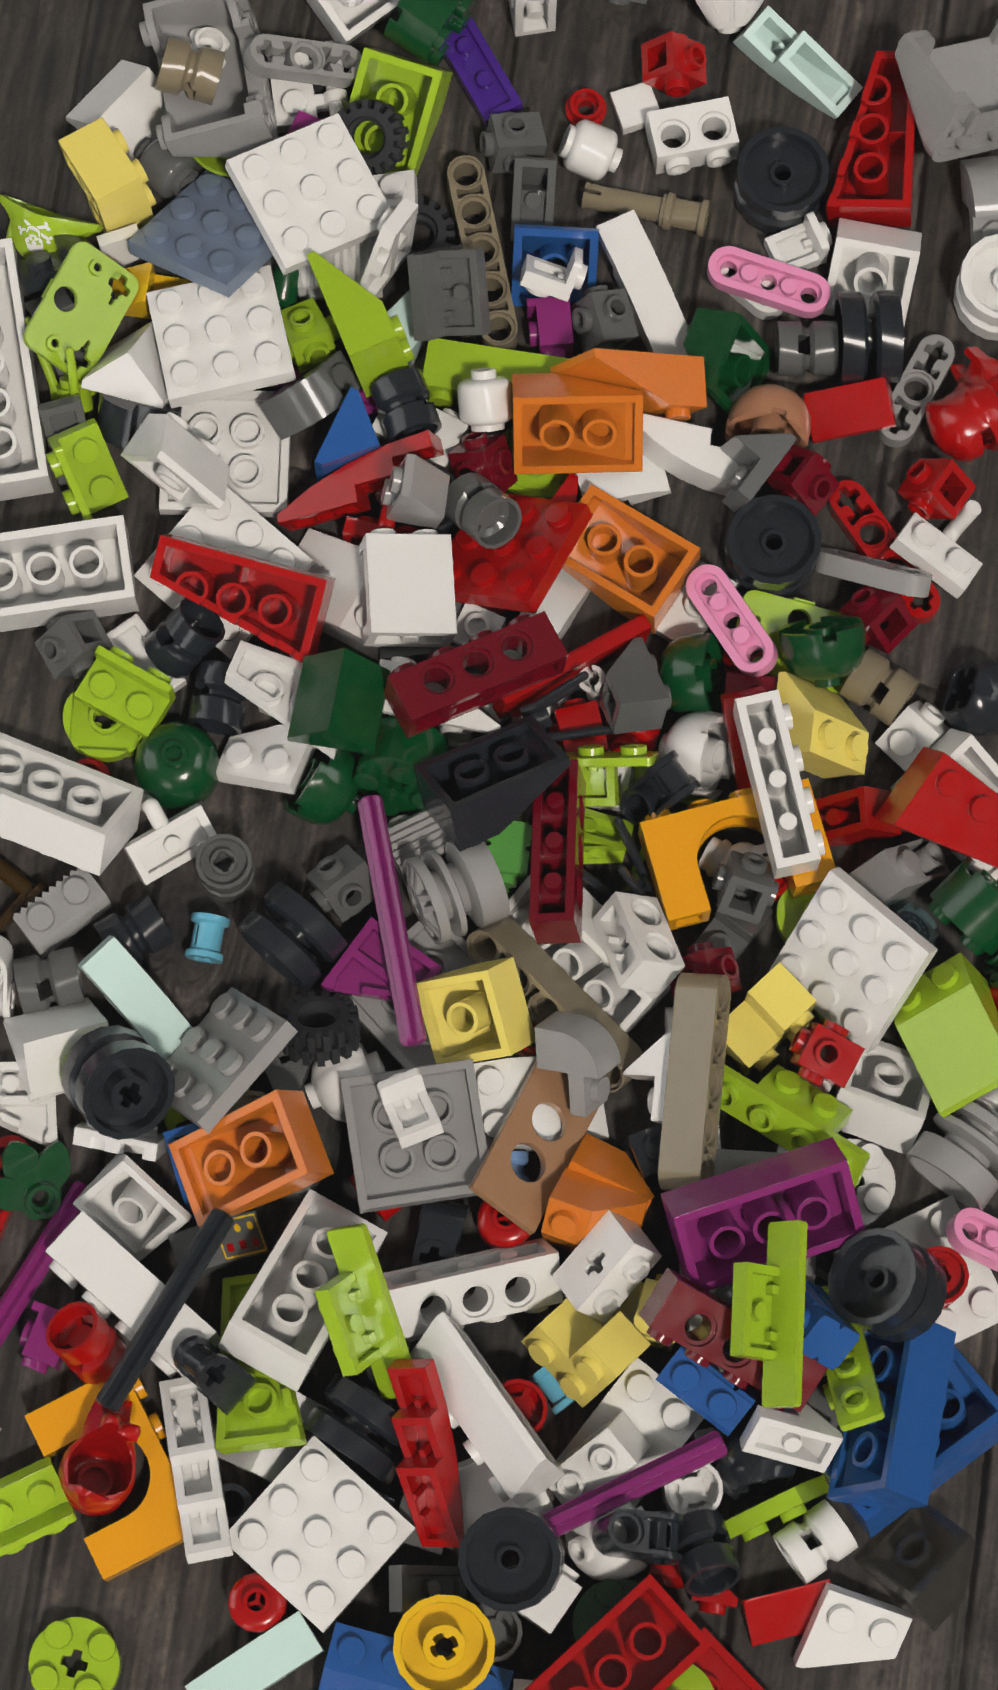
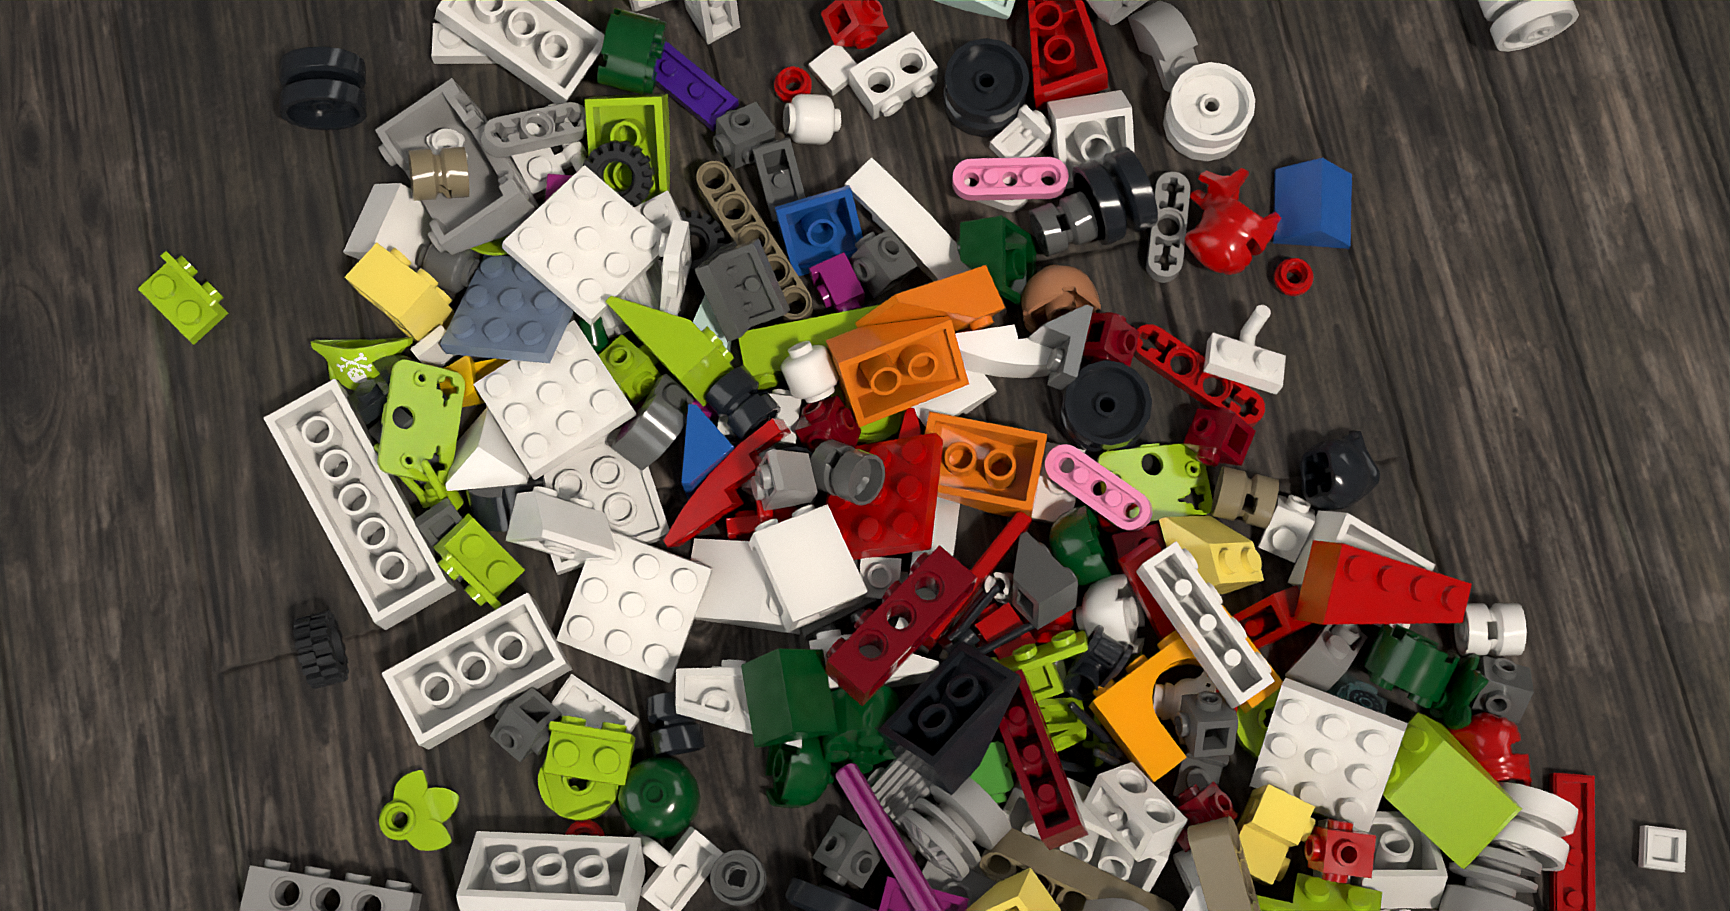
camera: 20 degrees left, 0 degrees up
(184, 638) = (623, 682): black wheel -> none
(259, 595) = (668, 621): red wedge -> none
(265, 760) = (735, 766): white wing -> none
(550, 279) = (827, 243): white bracket -> none
(665, 210) = (897, 148): dark tan pin -> none
(823, 648) = (1188, 483): dark green cylinder -> none
(850, 409) = (1123, 263): red slope -> none
(874, 572) = (1203, 399): light grey beam -> none
(936, 488) = (1223, 305): red brick -> none

